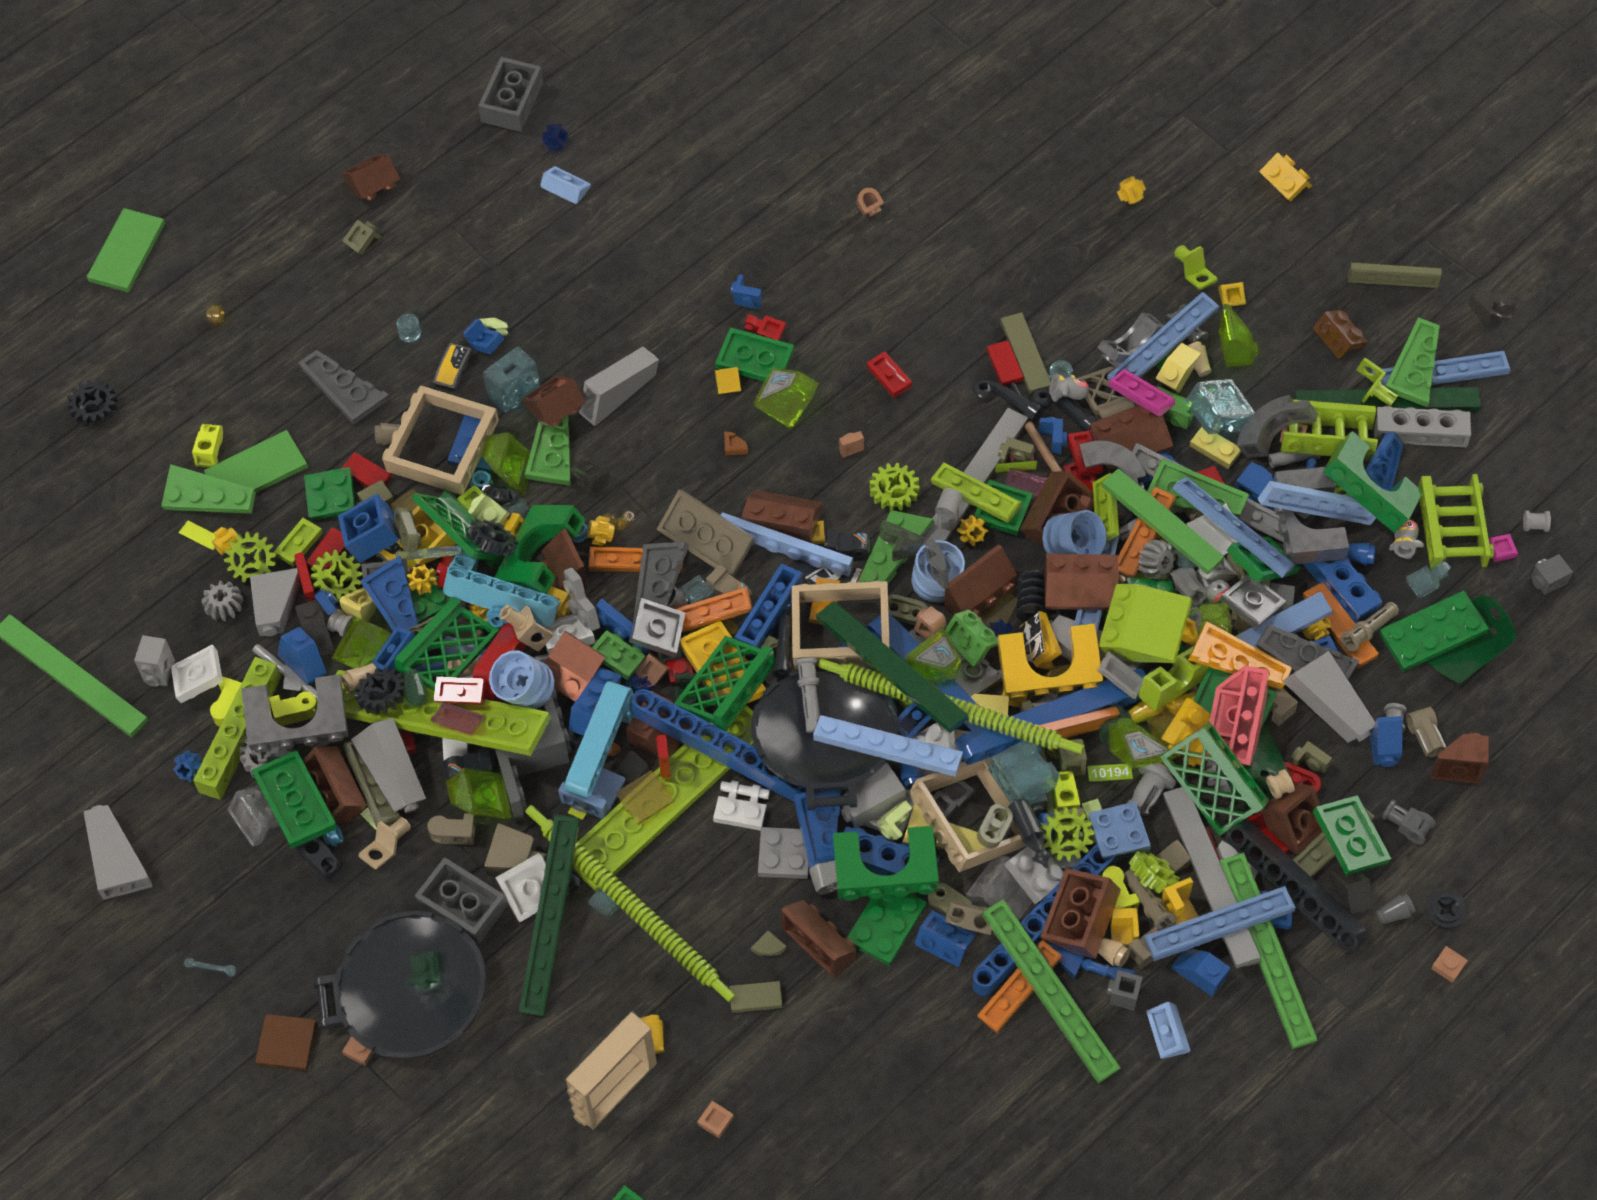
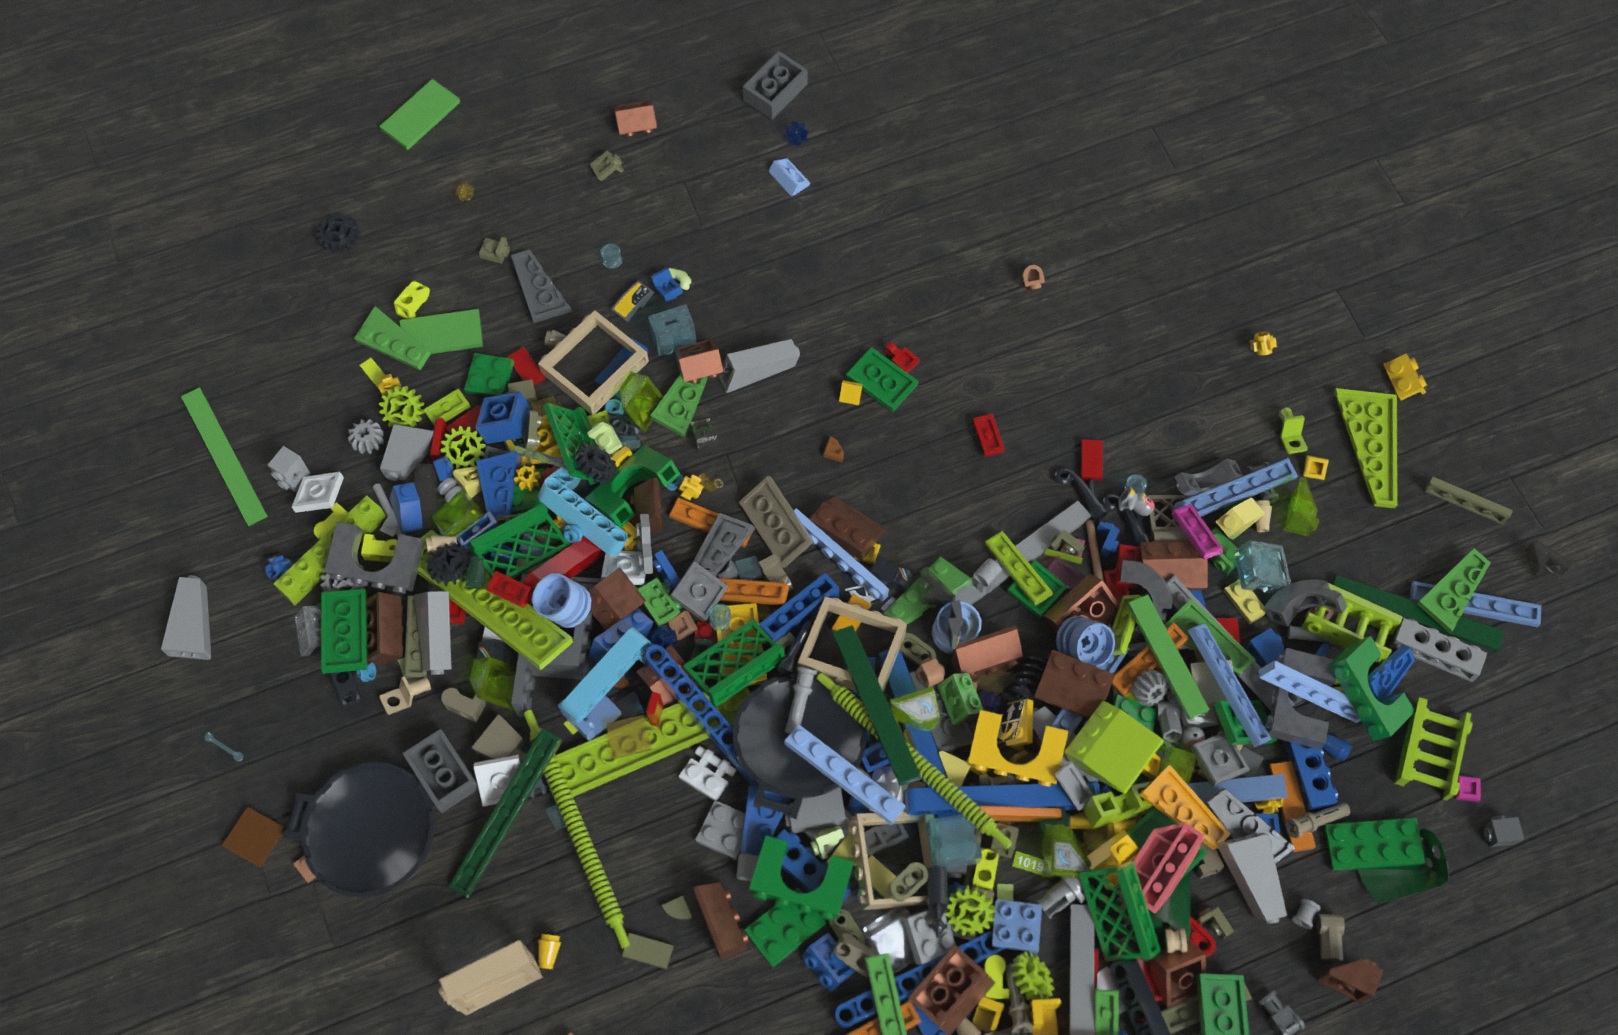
camera: 20 degrees right, 5 degrees up
(276, 364) = (494, 250): none -> olive bracket
(424, 970) = (386, 820): clear green bracket -> none
(457, 718) = (497, 614): clear pink tile -> none
(525, 626) = (589, 551): tan bracket -> none
(686, 648) = (718, 622): none -> clear light blue wheel
(744, 295) = (896, 324): blue bracket -> none
(785, 395) = (892, 423): clear neon green slope -> none
(851, 443) = (931, 485): nougat plate -> none
(894, 488) = (951, 528): lime gear -> none
(972, 530) = (1002, 600): yellow gear -> none
(1025, 352) = (1113, 457): olive tile -> none
(1176, 856) = (1057, 966): dark tan slope -> none
(1276, 242) = (1373, 434): none -> lime wing
(1339, 333) = (1397, 536): reddish brown bracket -> none
(1377, 389) = (1411, 600): lime bracket -> none
(1386, 741) = (1290, 935): blue slope -> none
(1405, 540) = (1382, 750): light grey animal -> none
(1426, 581) = (1385, 794): clear light blue plate -> none
(1536, 521) = (1509, 776): light grey bush -> none

